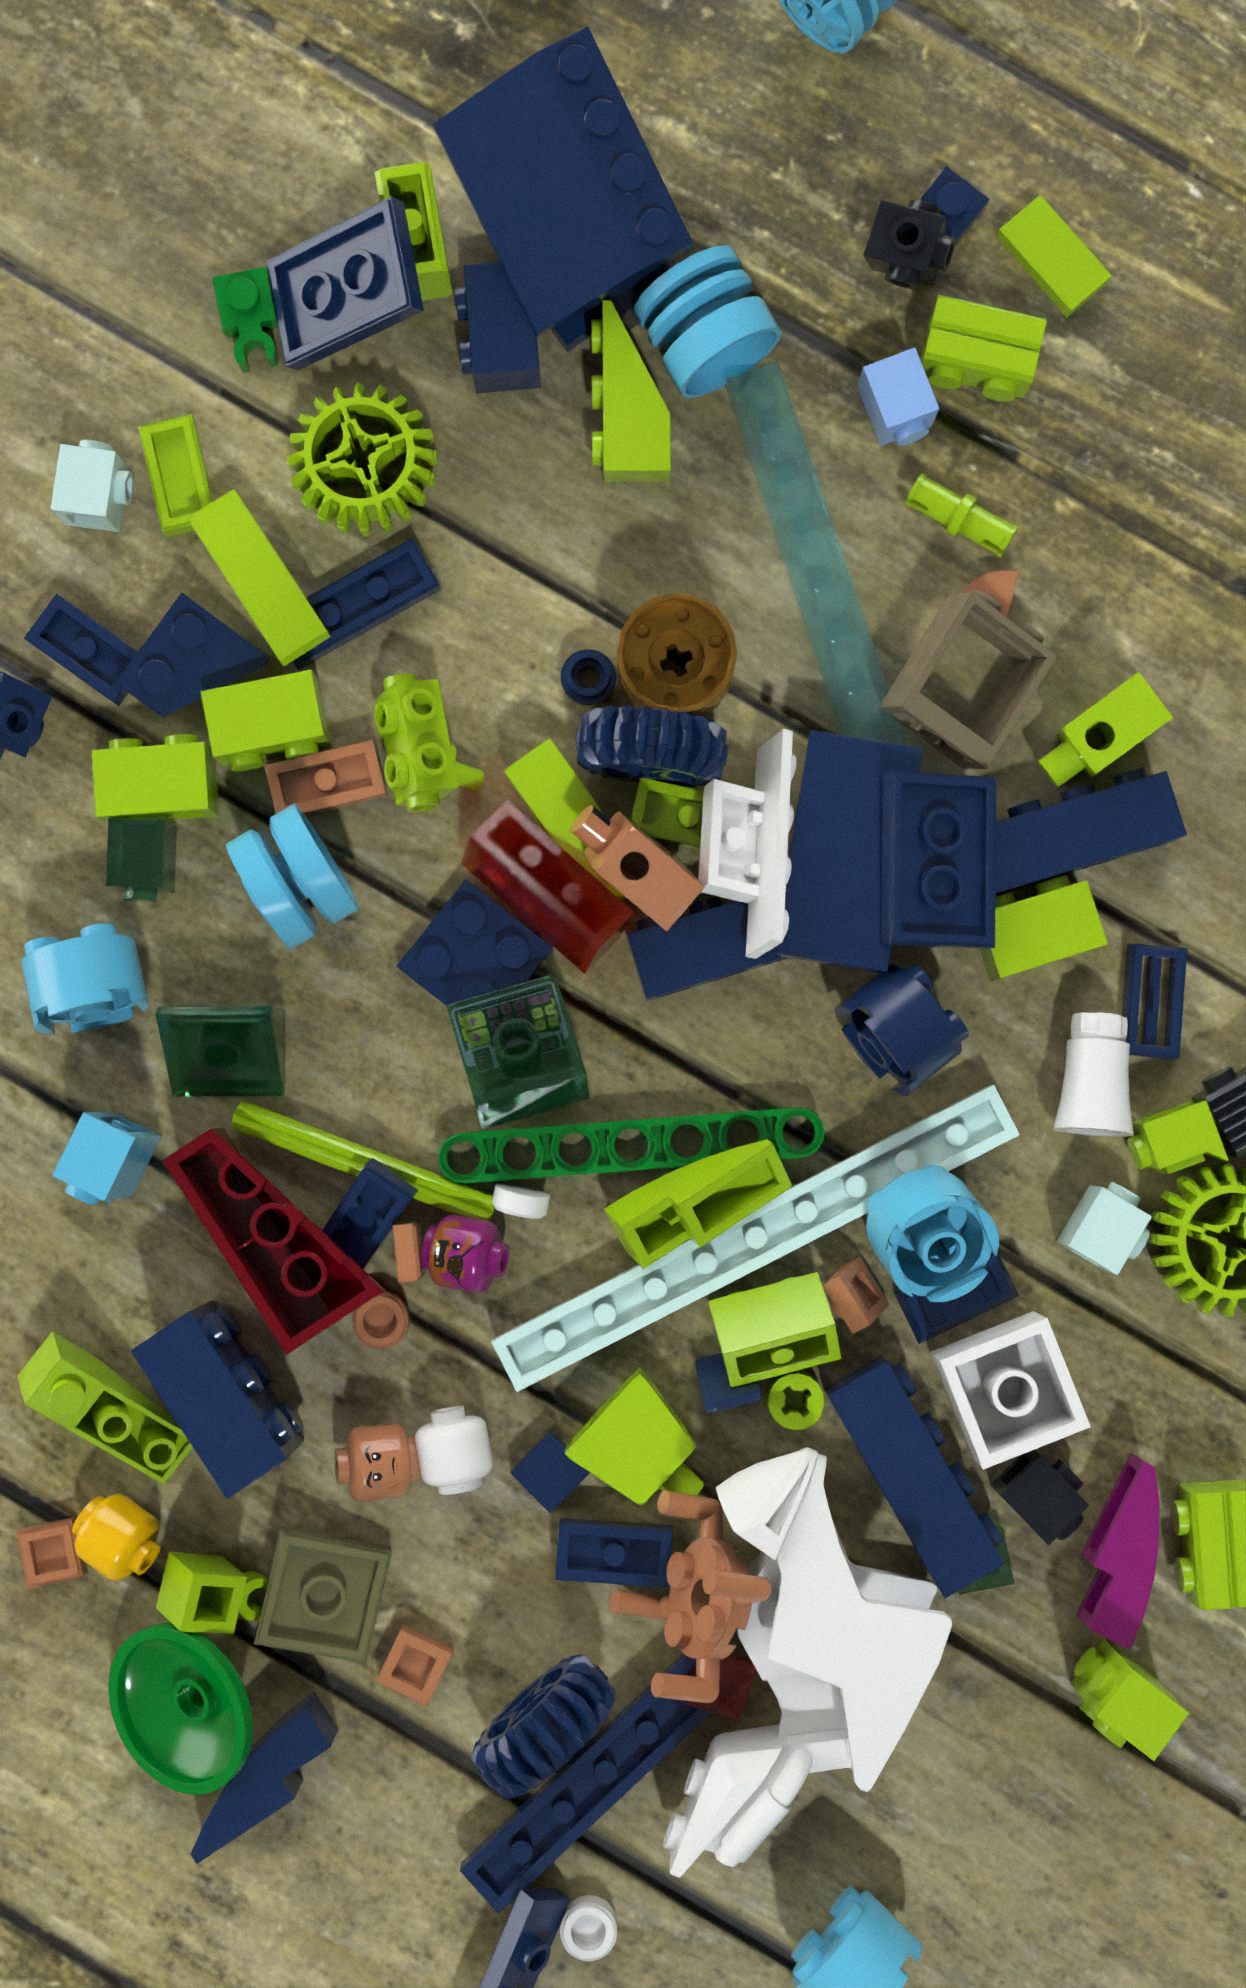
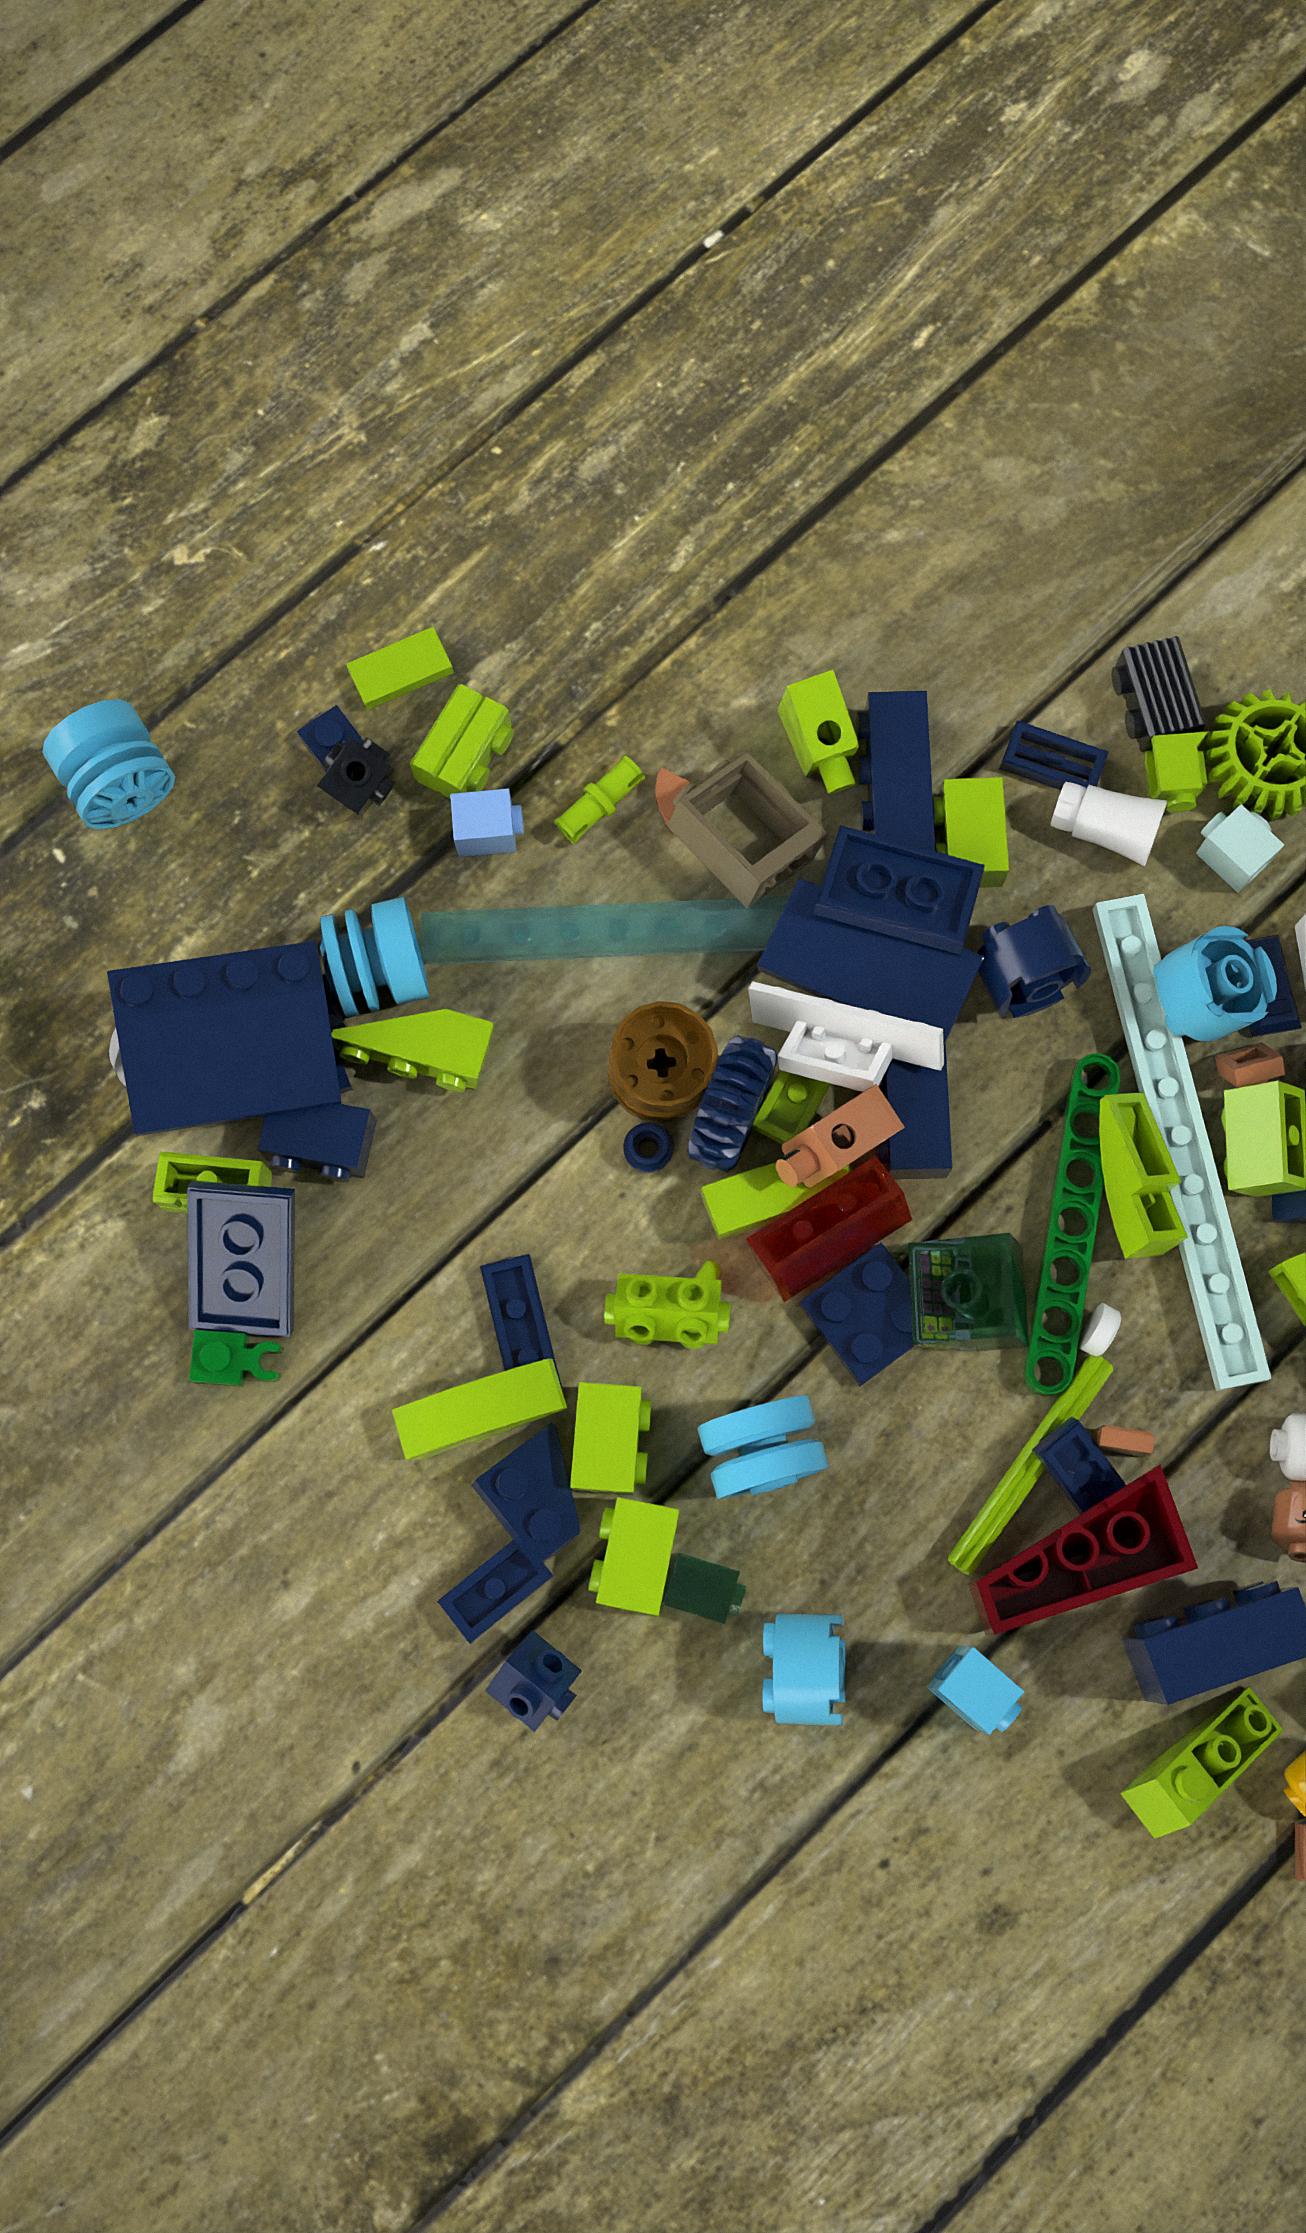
camera: 70 degrees left, 10 degrees down
(91, 486) = (346, 1541): light aqua brick -> none
(176, 472) = (356, 1463): lime tile -> none
(224, 1050) = (899, 1559): clear green slope -> none
(328, 779) = (677, 1401): nougat plate -> none
(342, 467) = (376, 1289): lime gear -> none
(381, 1321) = (1185, 1484): nougat tile -> none
(464, 1253) = (1136, 1391): magenta head -> none

